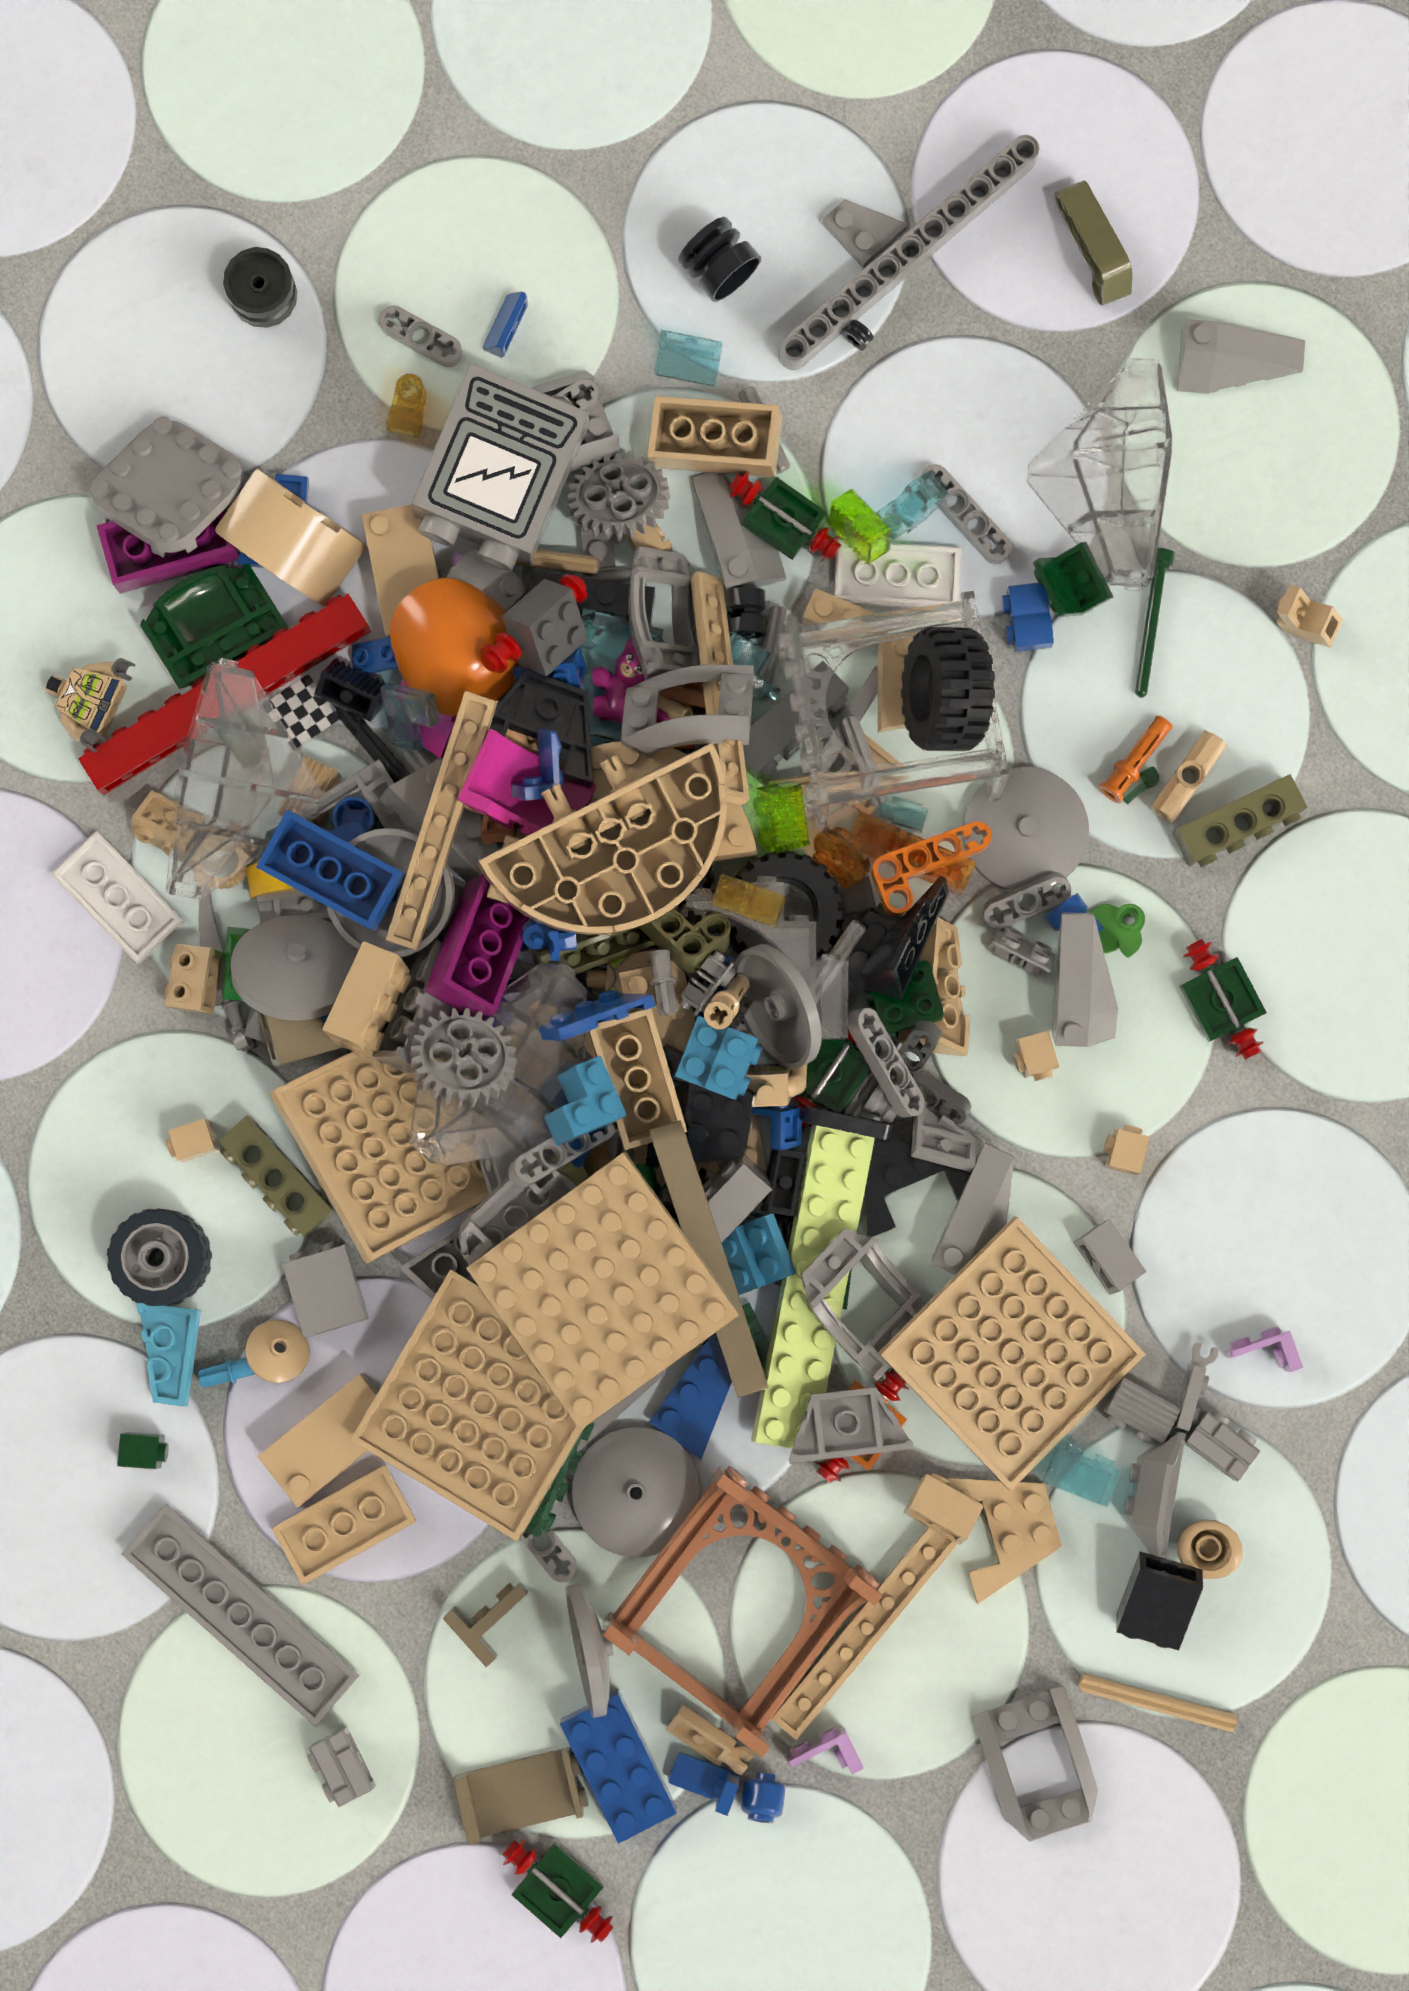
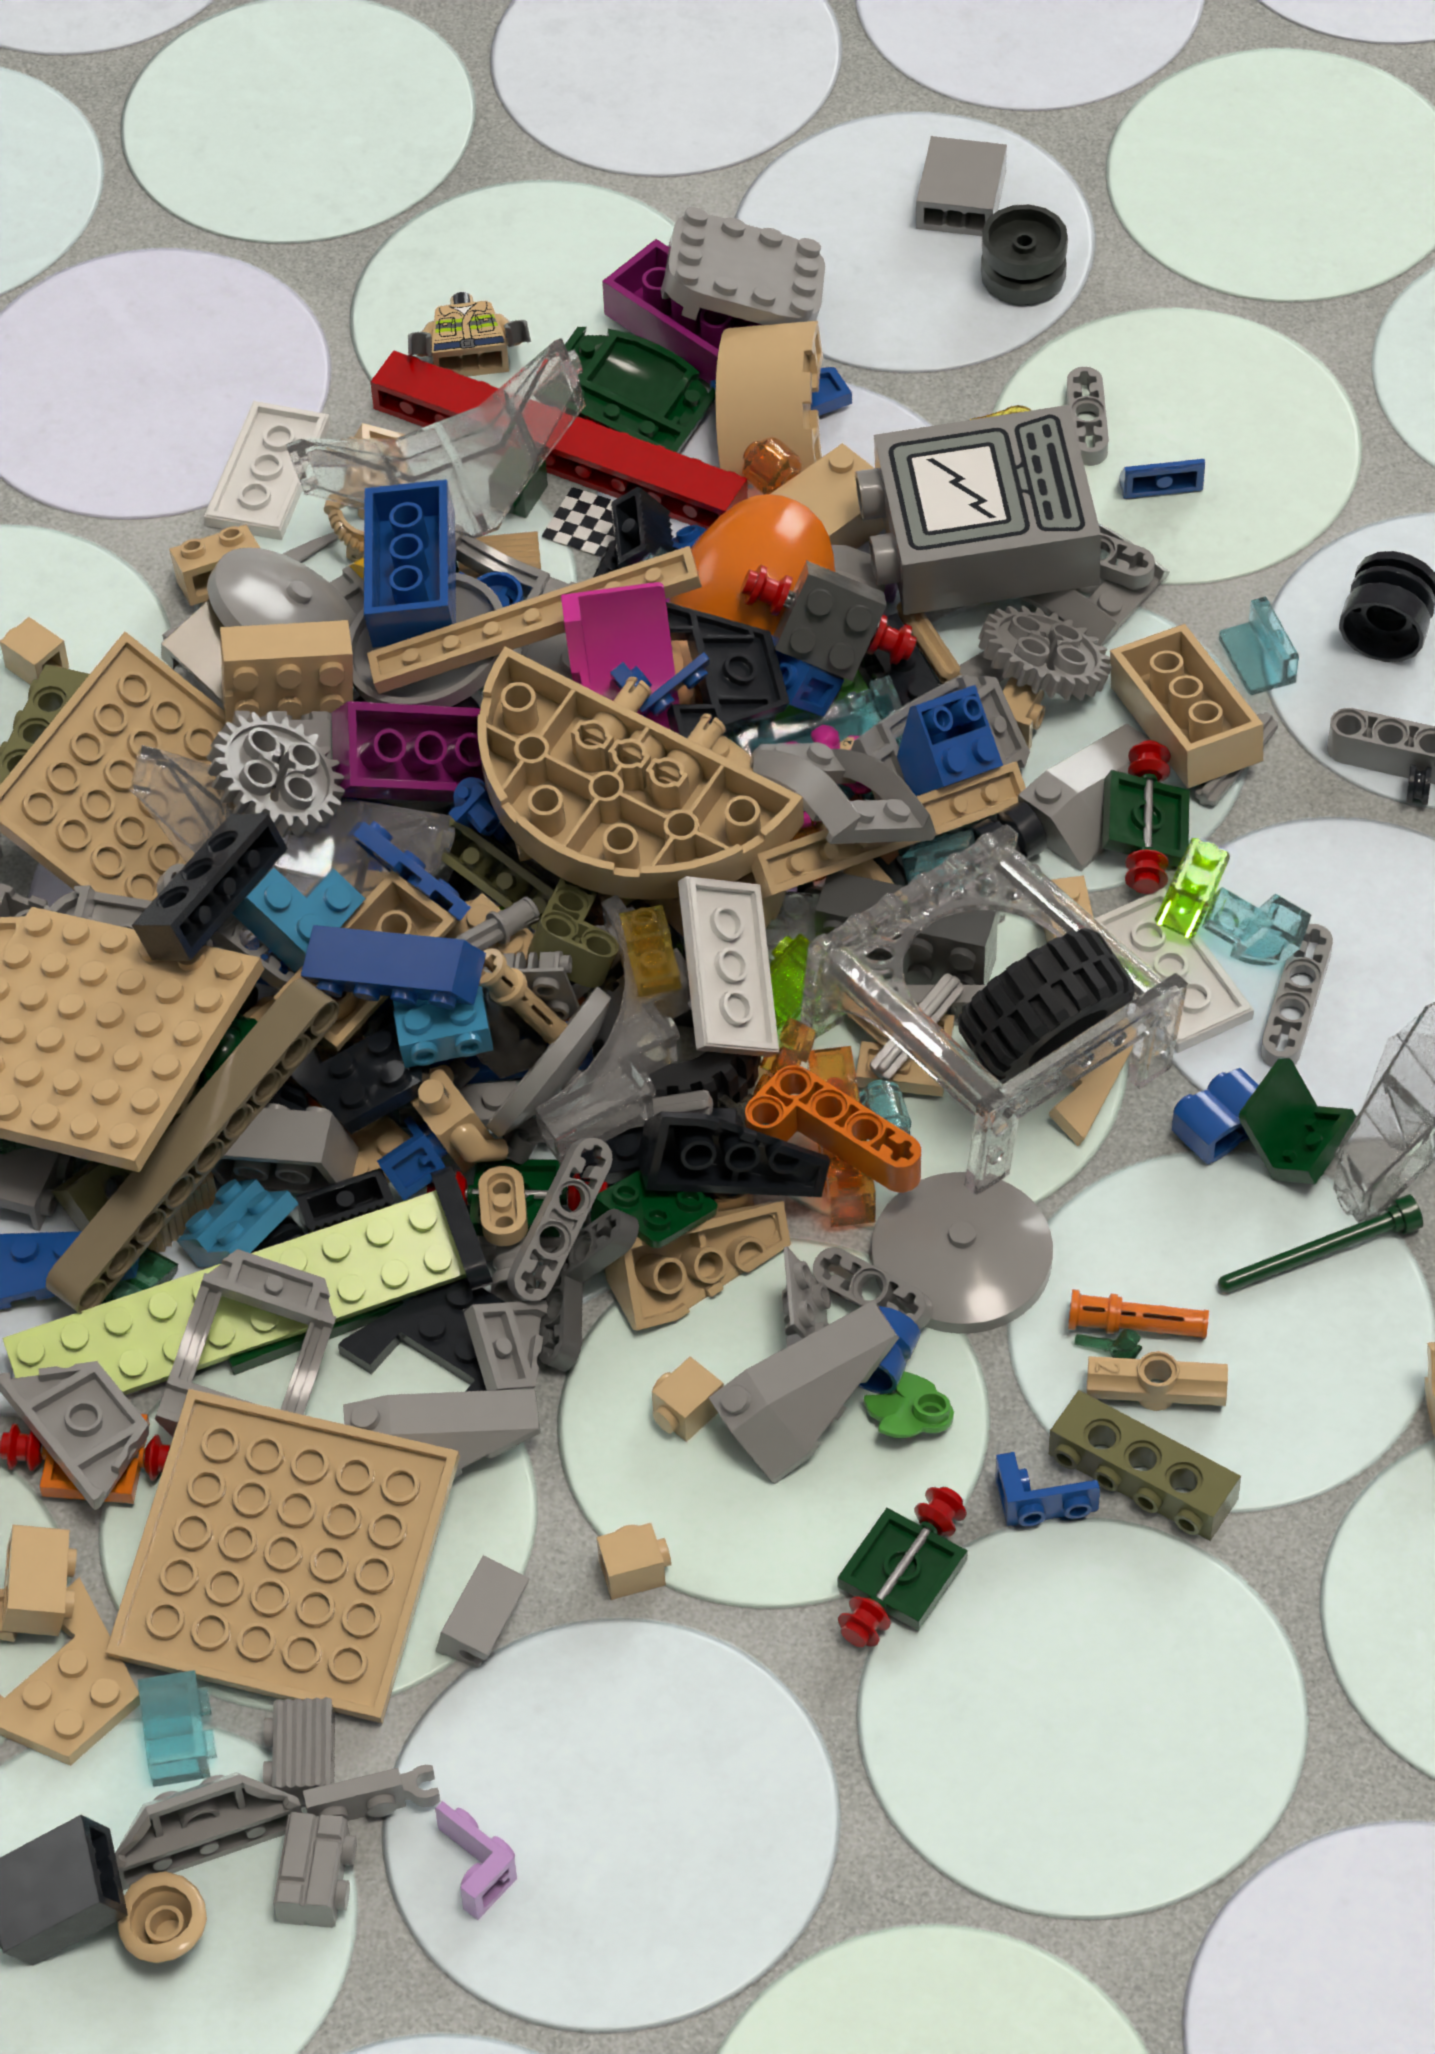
camera: 65 degrees right, 30 degrees down
(162, 285) = (960, 185): none -> light grey brick
(350, 572) = (770, 464): none -> clear orange head
(568, 1163) = (209, 887): none -> black brick
(679, 611) = (946, 742): none -> blue slope
(680, 1072) = (393, 966): none -> blue brick
(782, 857) = (728, 967): none -> white tile
(848, 1089) = (503, 1206): none -> tan plate
(1209, 903) = (1033, 1507): none -> blue bracket

